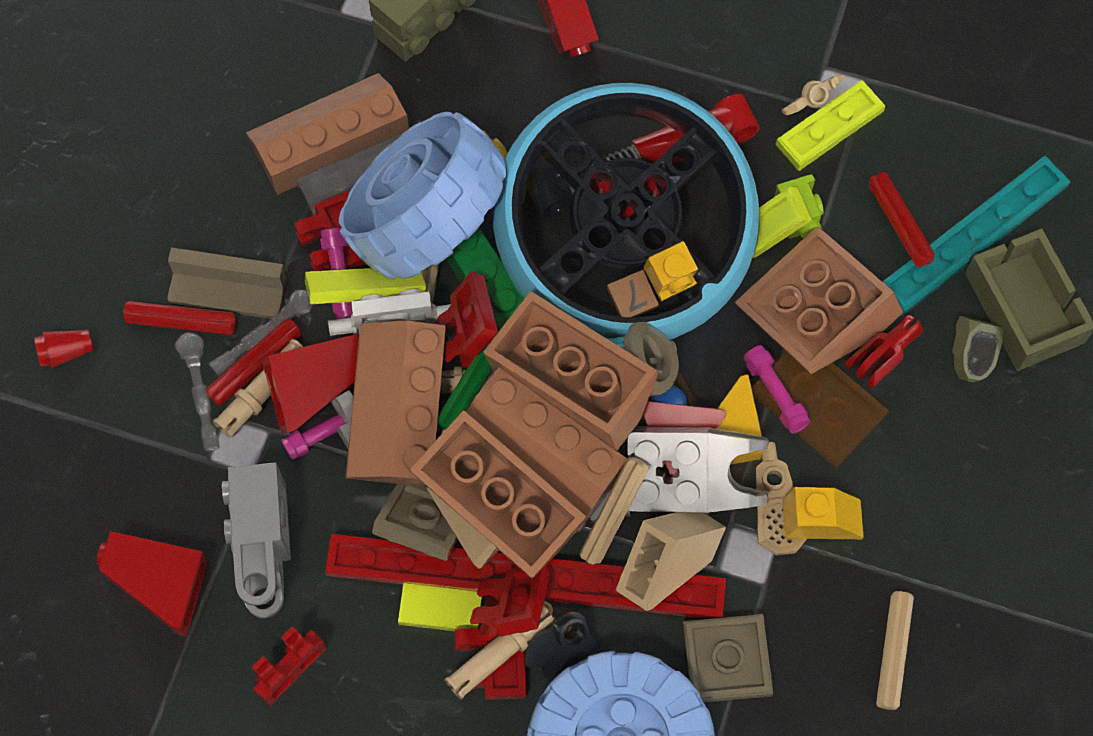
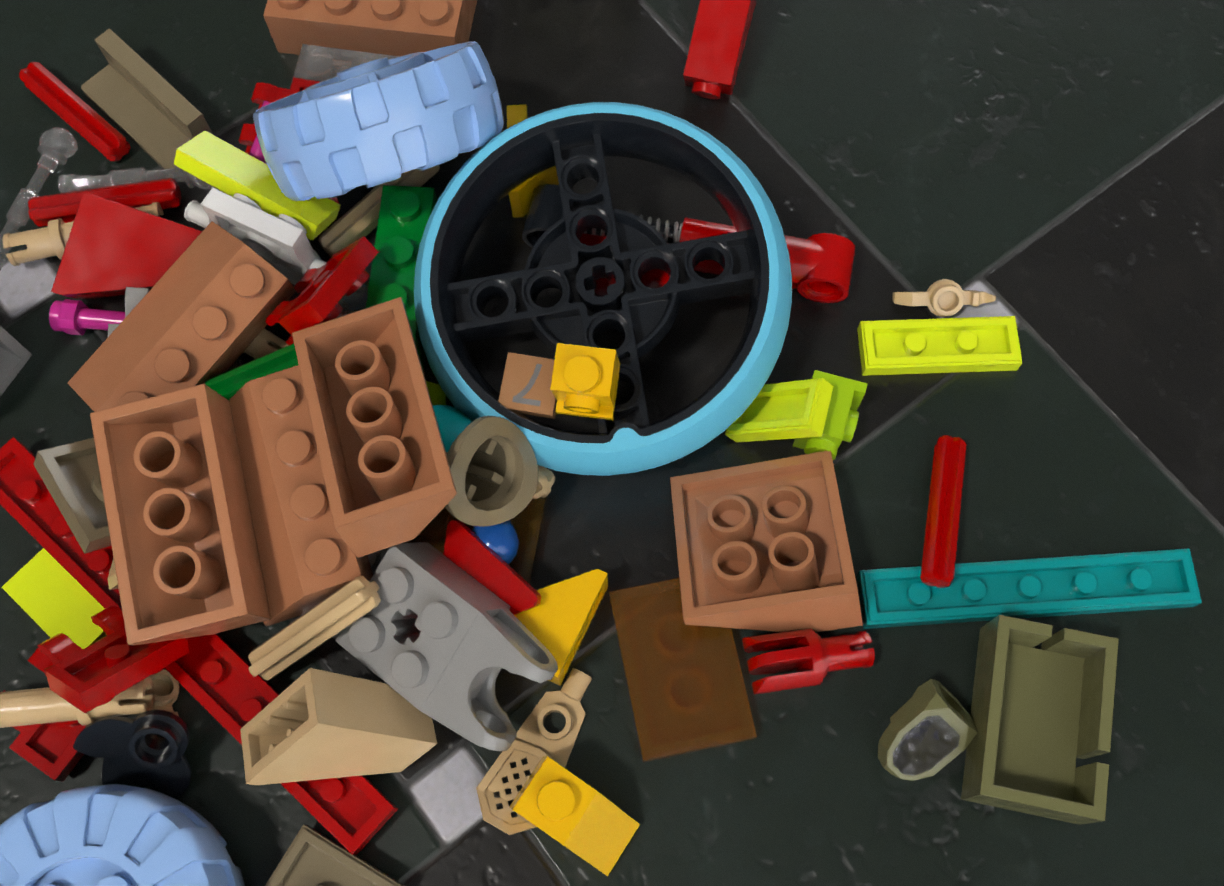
camera: 35 degrees right, 0 degrees up
(793, 415) = (627, 660): dark pink bar -> none

